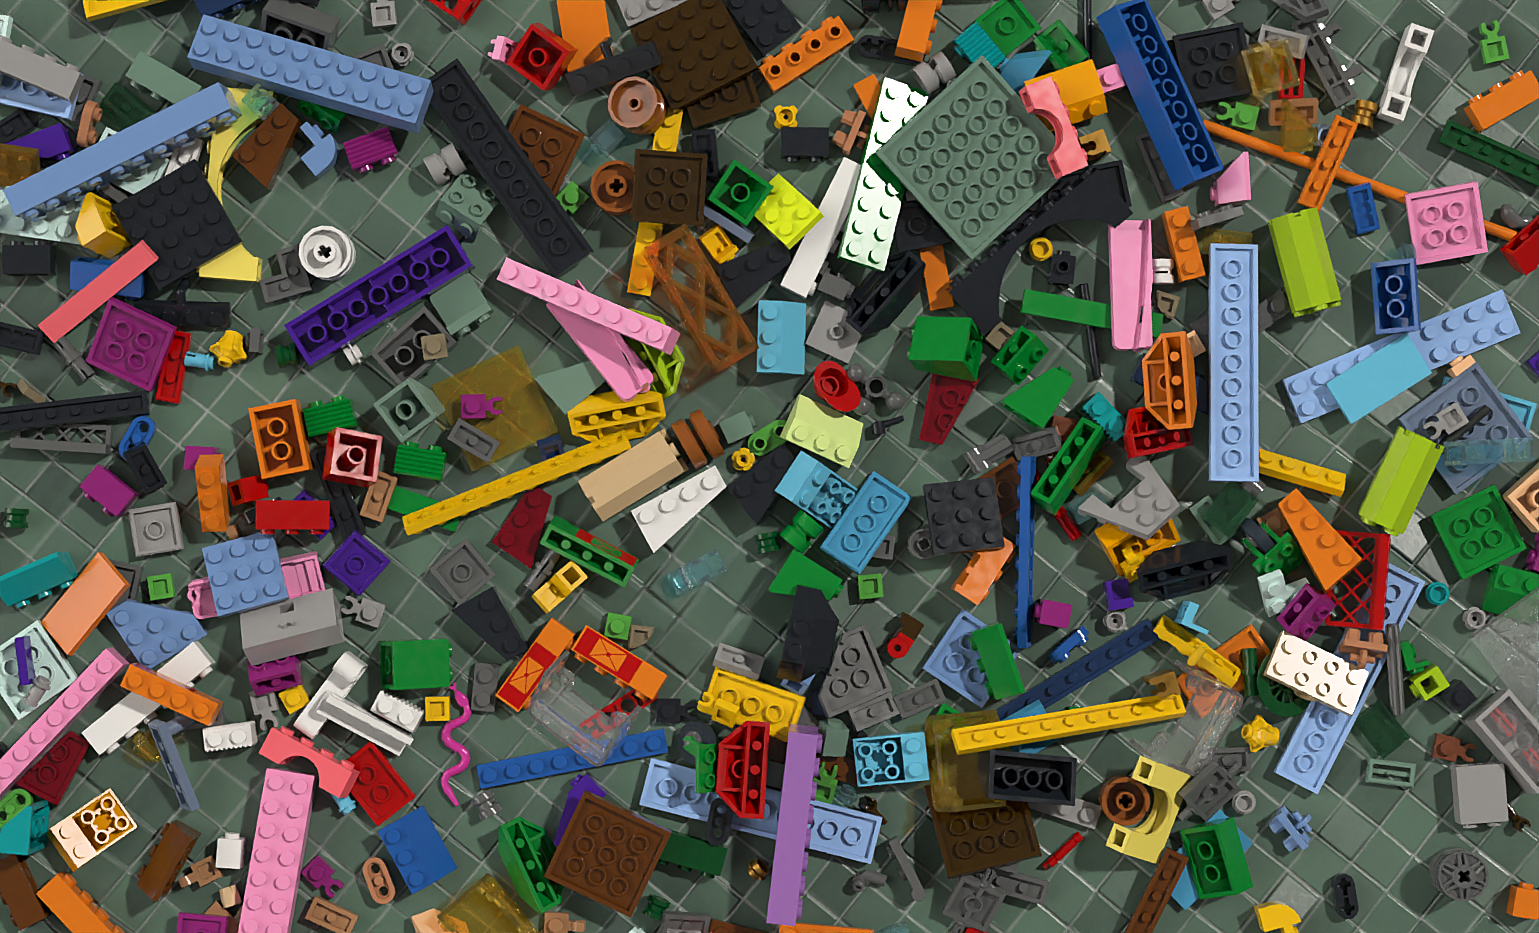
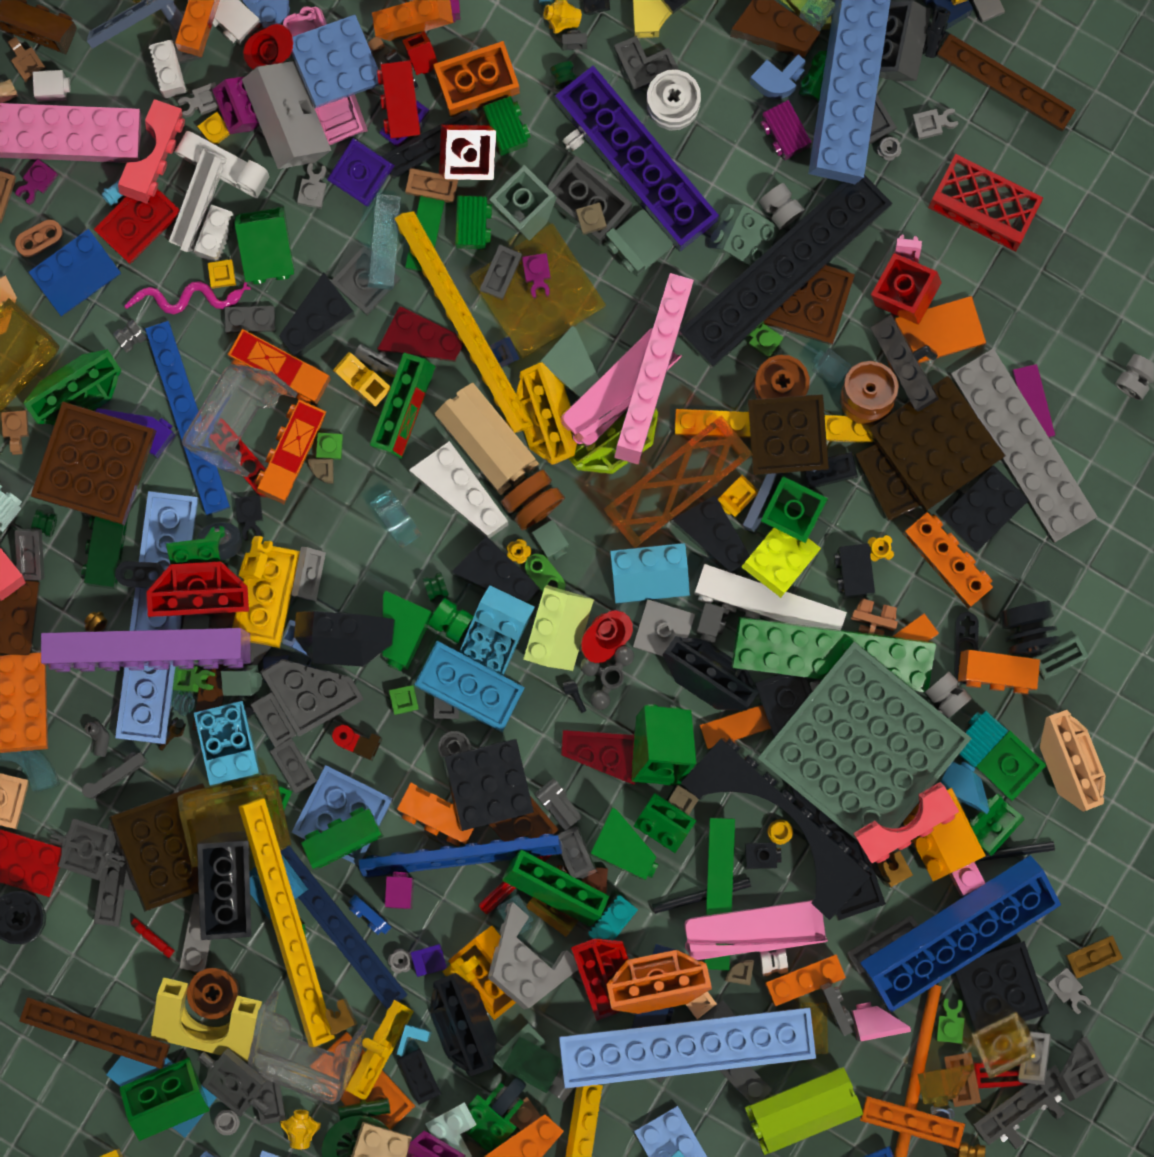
camera: 85 degrees right, 5 degrees down
(223, 635) = (268, 46): none -> red piece
(428, 548) = (384, 241): none -> clear light blue plate
(1225, 616) = (419, 1076): none -> black plate

